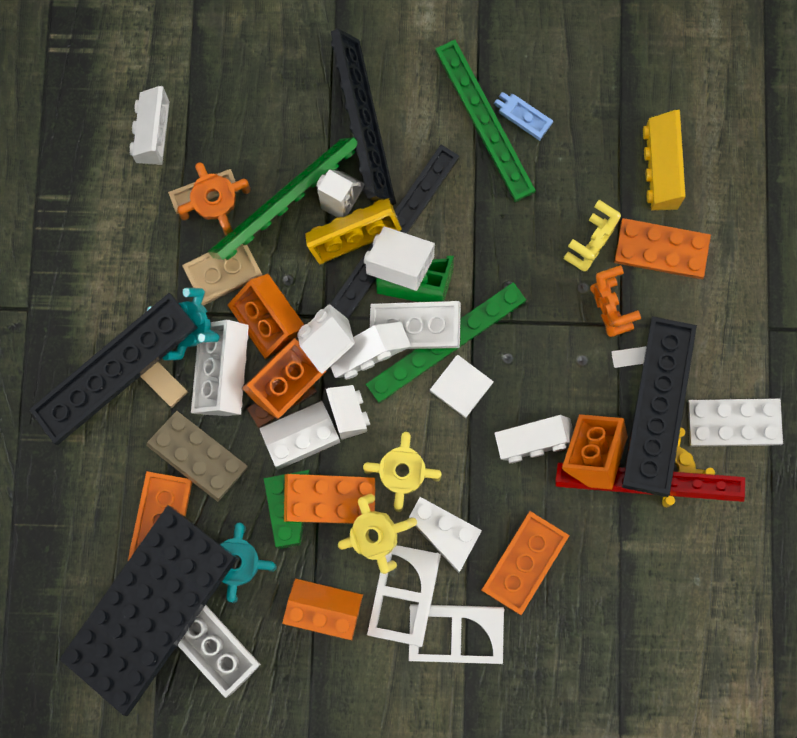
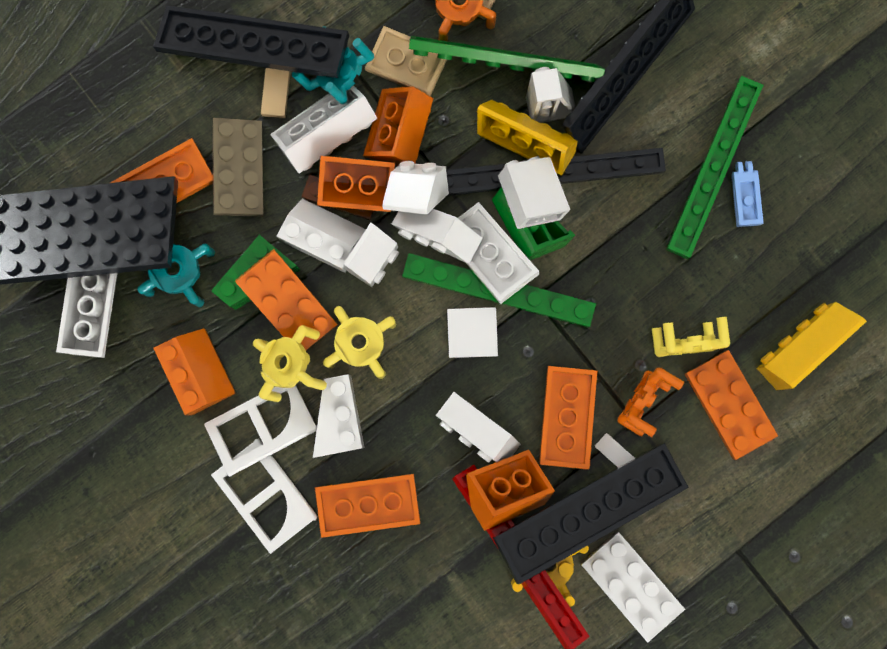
camera: 50 degrees right, 5 degrees up
(578, 368) = (568, 417): none -> orange plate

